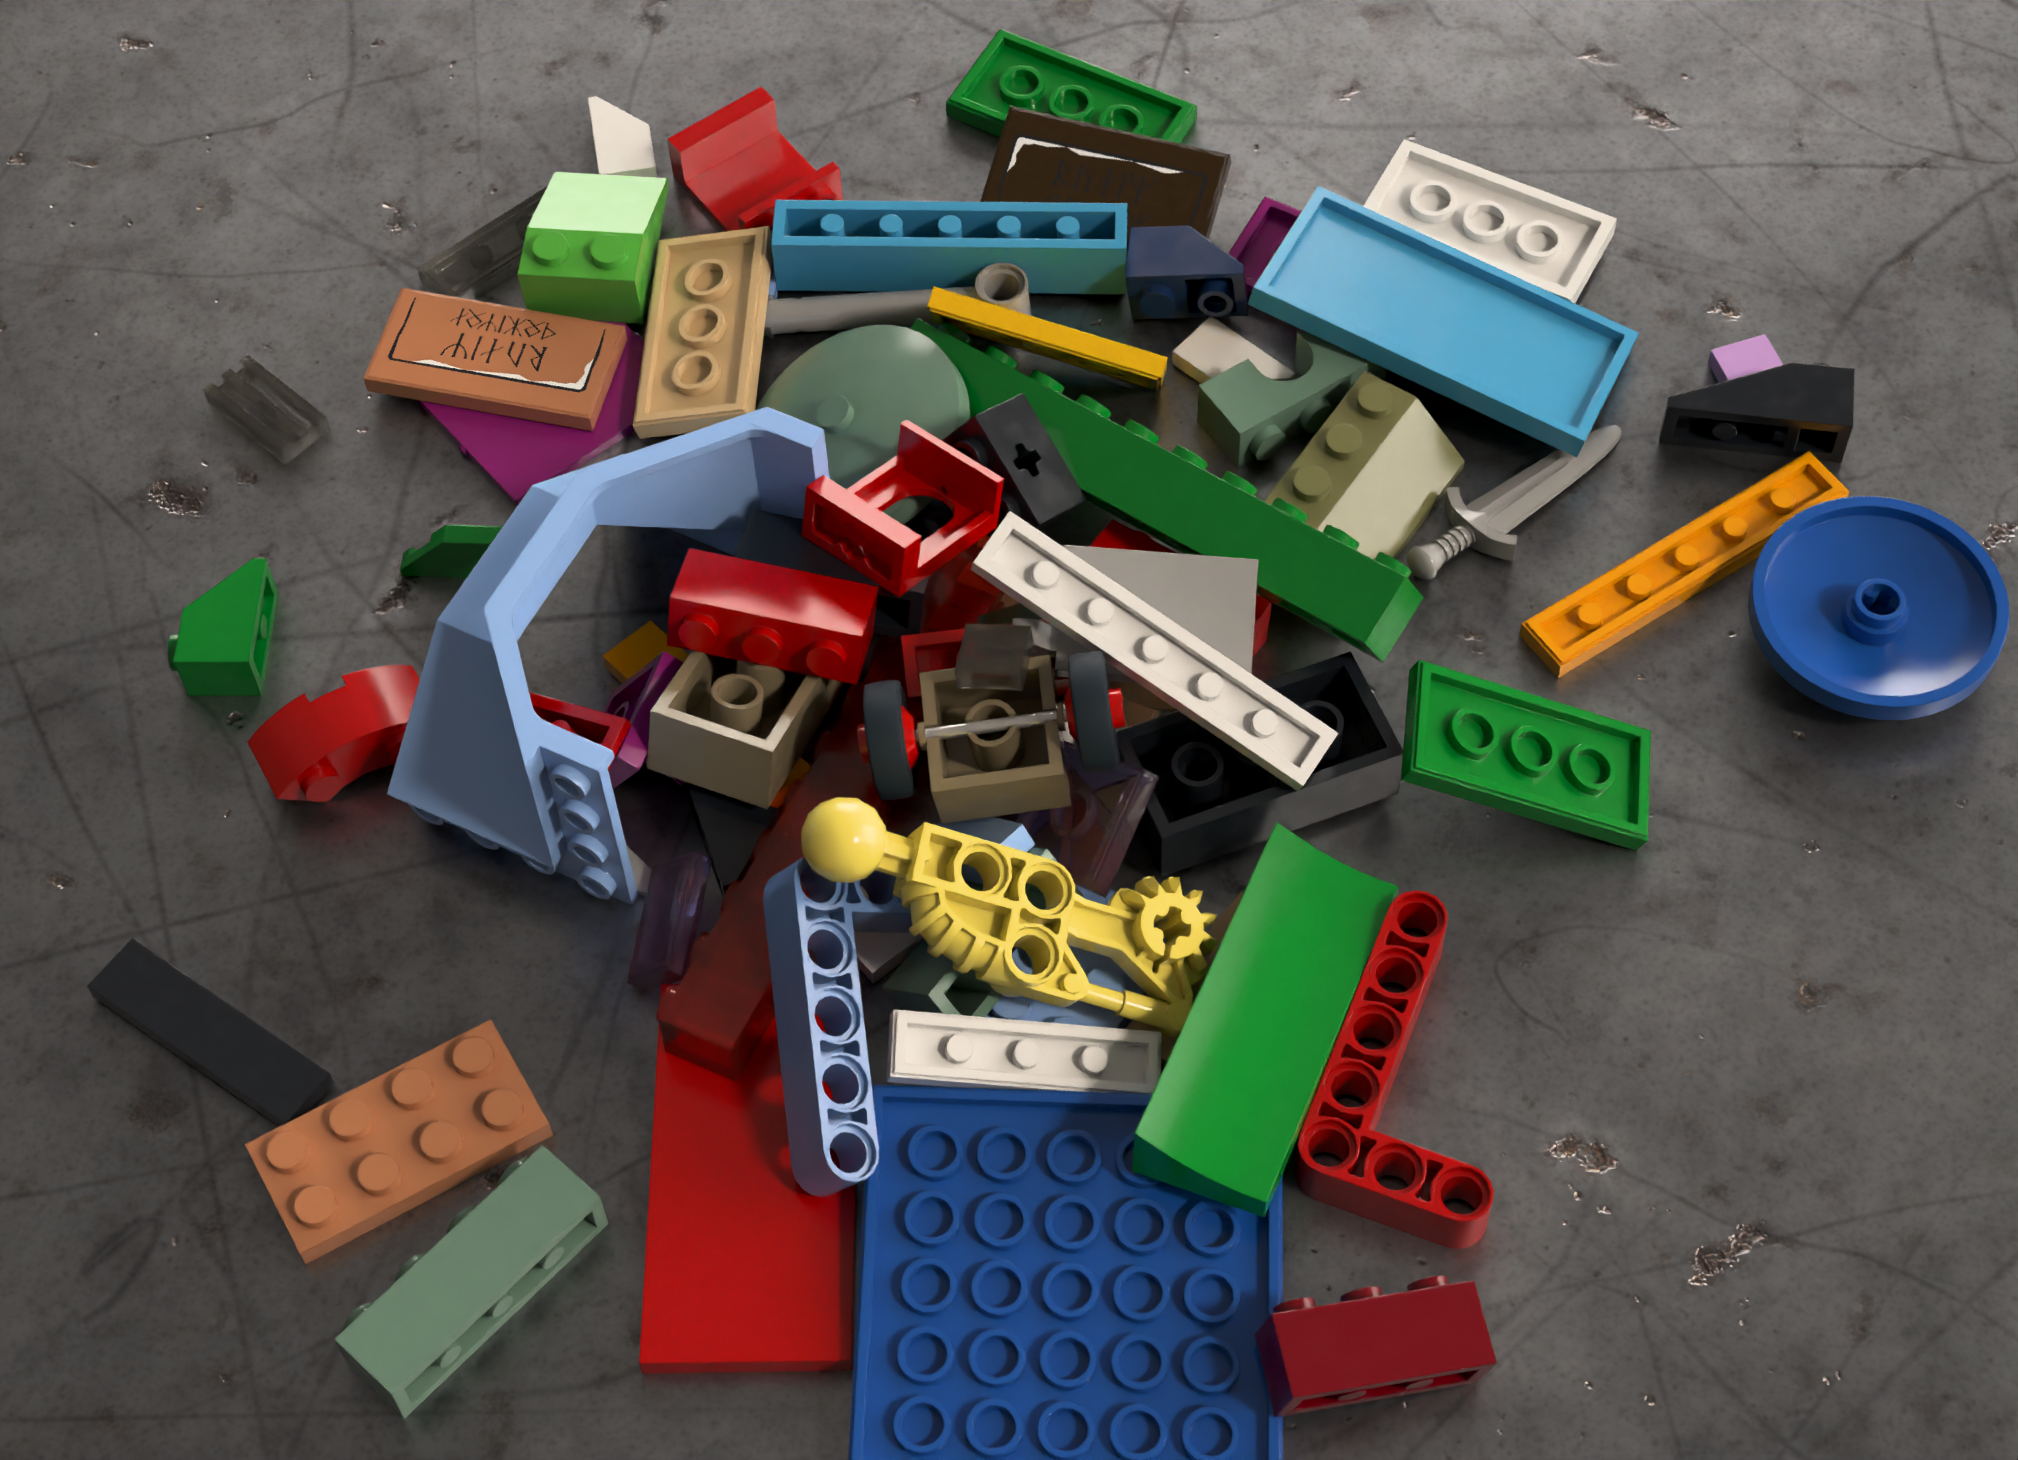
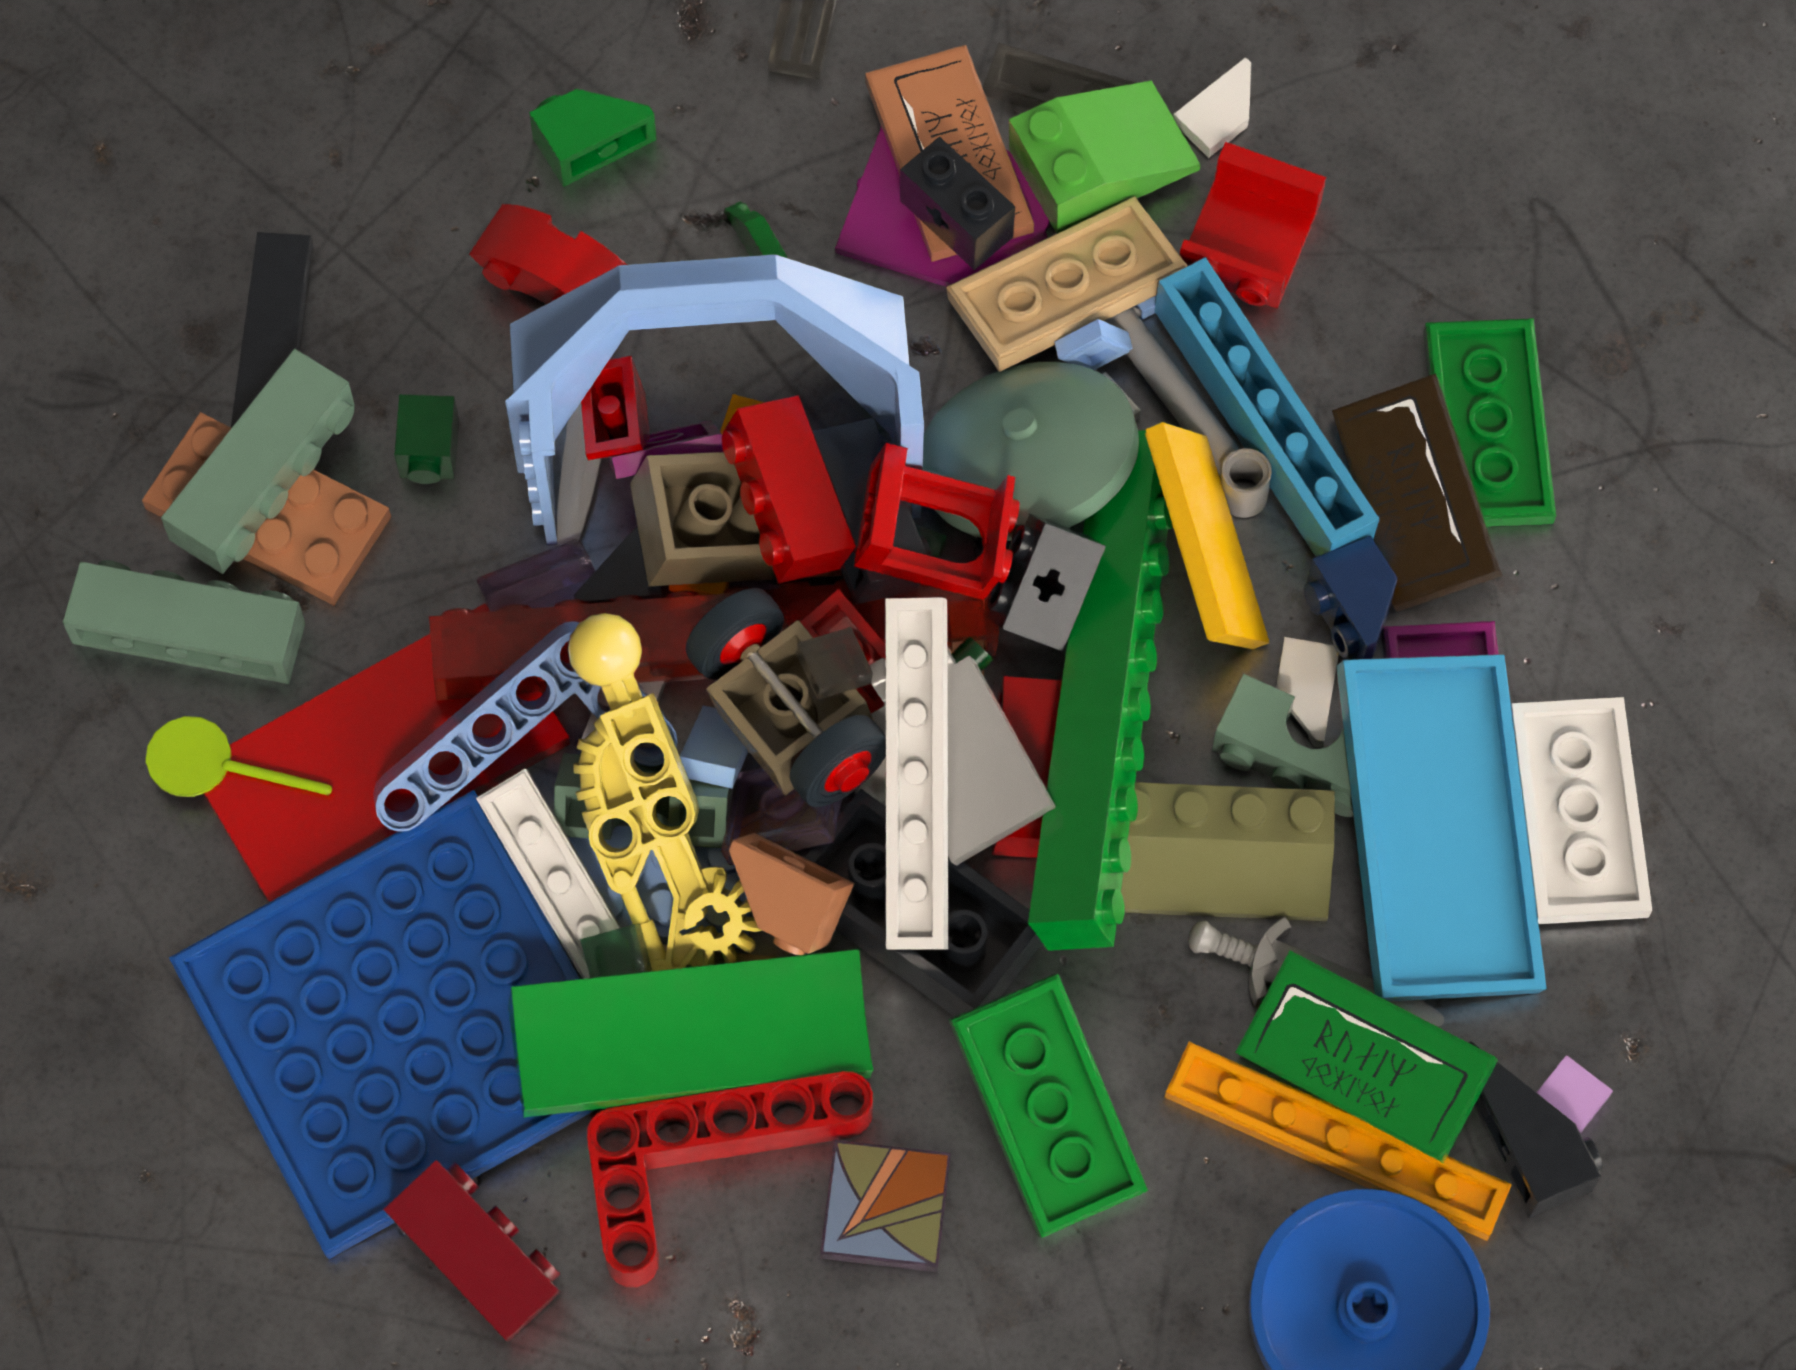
camera: 55 degrees right, 10 degrees up
(358, 1101) = (259, 462): none -> sand green brick
(442, 942) = (426, 438): none -> dark green brick
(565, 359) = (957, 203): none -> black brick
(634, 1351) = (194, 756): none -> lime piece
(784, 339) = (1093, 345): none -> light blue tile
(1142, 1041) = (616, 952): none -> clear green tile
(1195, 838) = (789, 894): none -> nougat slope
(1534, 958) = (885, 1206): none -> tile
(1630, 485) = (1367, 1056): none -> green tile

